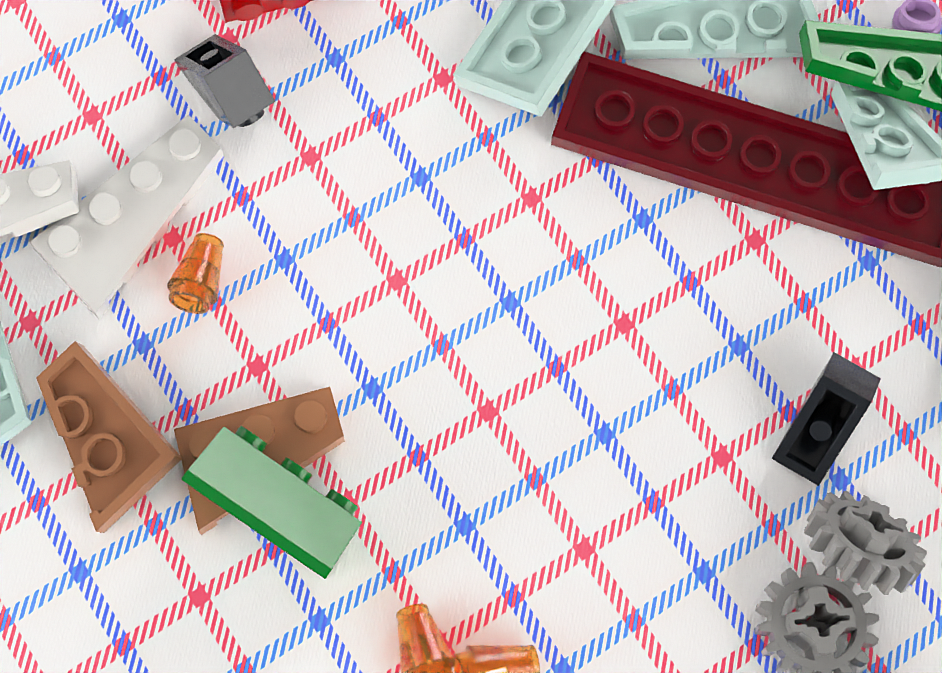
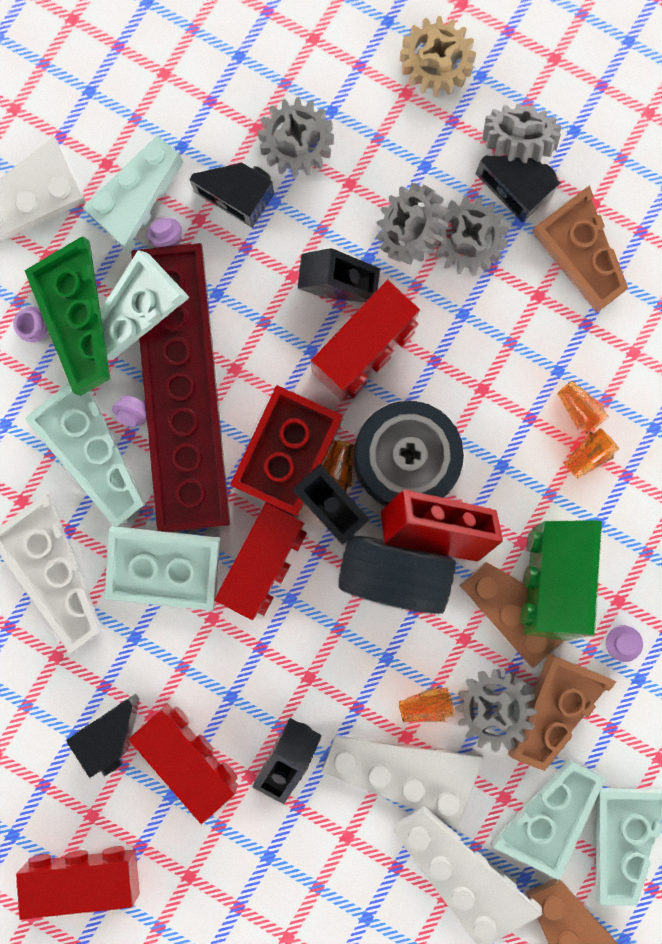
camera: 115 degrees left, 15 degrees up
(139, 568) = (624, 643): none -> lavender plate
(145, 349) = (484, 720): none -> light grey gear
(388, 289) = (396, 575): none -> black wheel
(422, 377) = (440, 526): none -> red brick
(487, 155) = (261, 562): none -> red brick
(521, 246) = (331, 504): none -> black slope
(562, 300) = (340, 463): none -> clear orange cone
(575, 399) = (411, 428): none -> wheel
(614, 240) = (285, 448): none -> red brick
(719, 398) = (366, 341): none -> red brick
(754, 83) = (130, 411): none -> lavender plate

